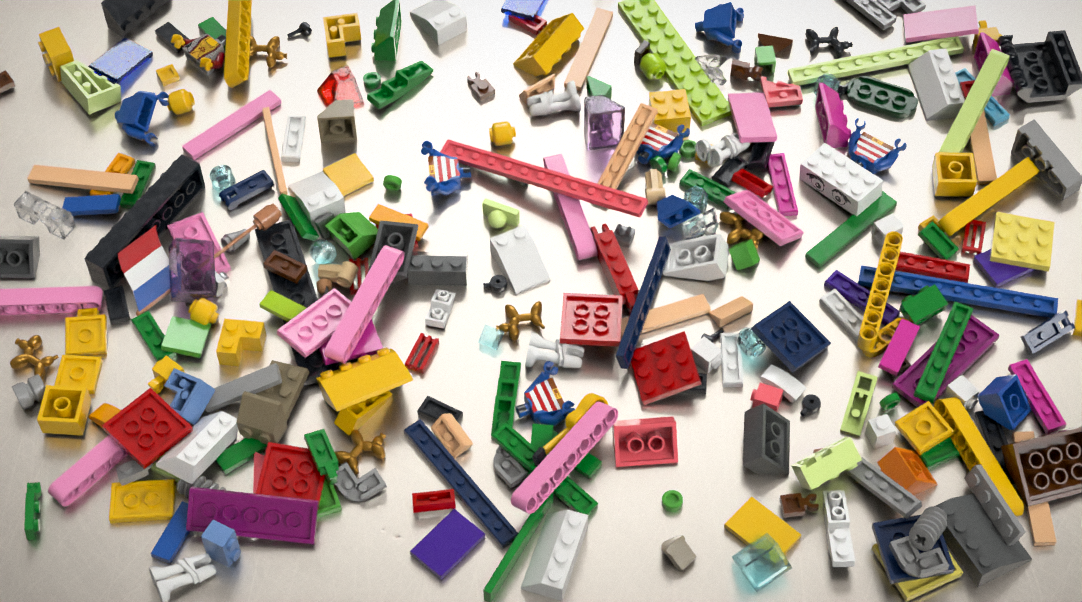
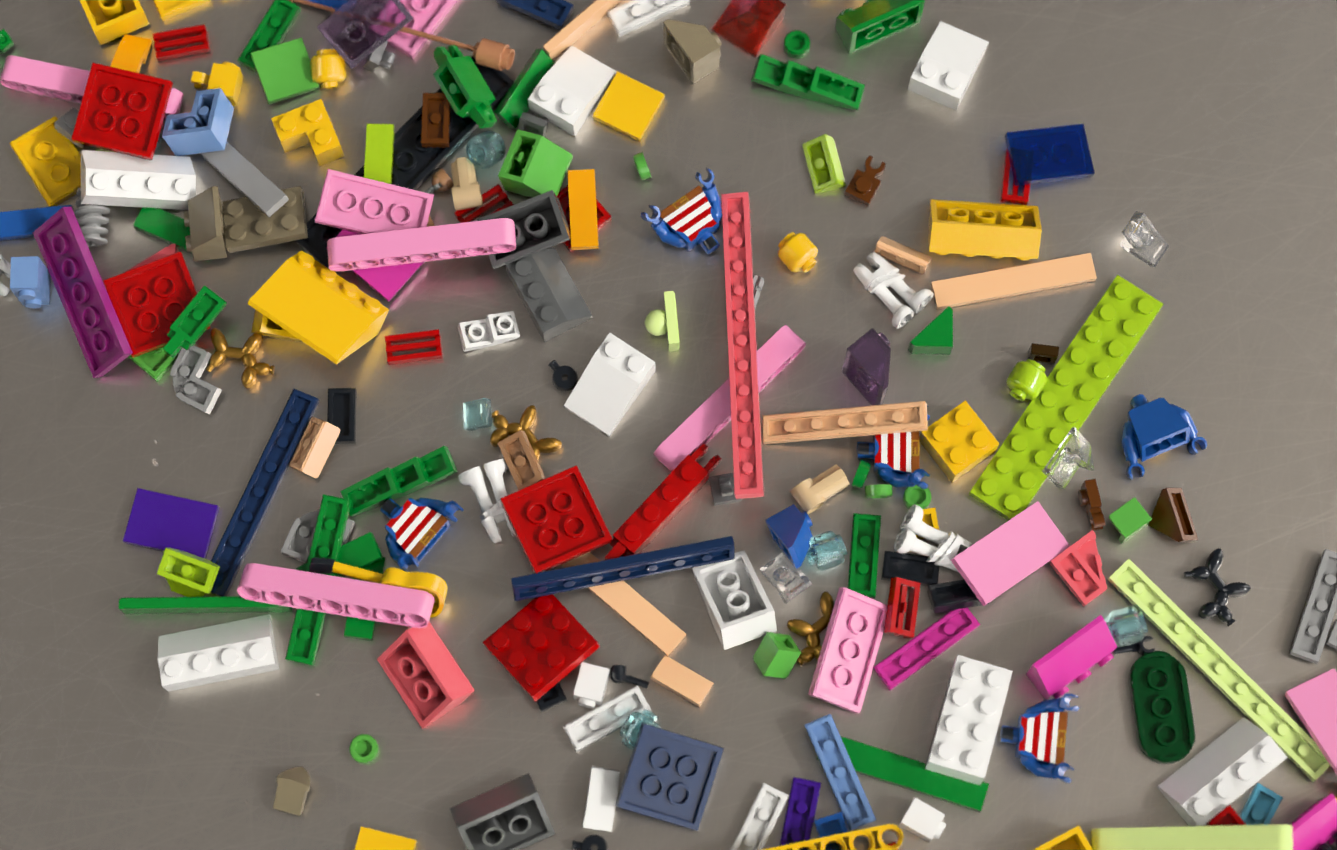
camera: 60 degrees right, 20 degrees up
(115, 381) = (181, 33): none -> red tile
(227, 238) = (451, 32): light grey cone -> none
(276, 238) = (464, 86): none -> green hinge
(433, 500) = (220, 499): red tile -> none
(455, 100) = (824, 164): none -> lime slope
(491, 544) = (187, 572): none -> lime slope
(540, 322) = (521, 460): none -> medium nougat plate
(768, 395) = (565, 790): coral brick -> none
(834, 255) = (840, 772): none -> medium blue tile

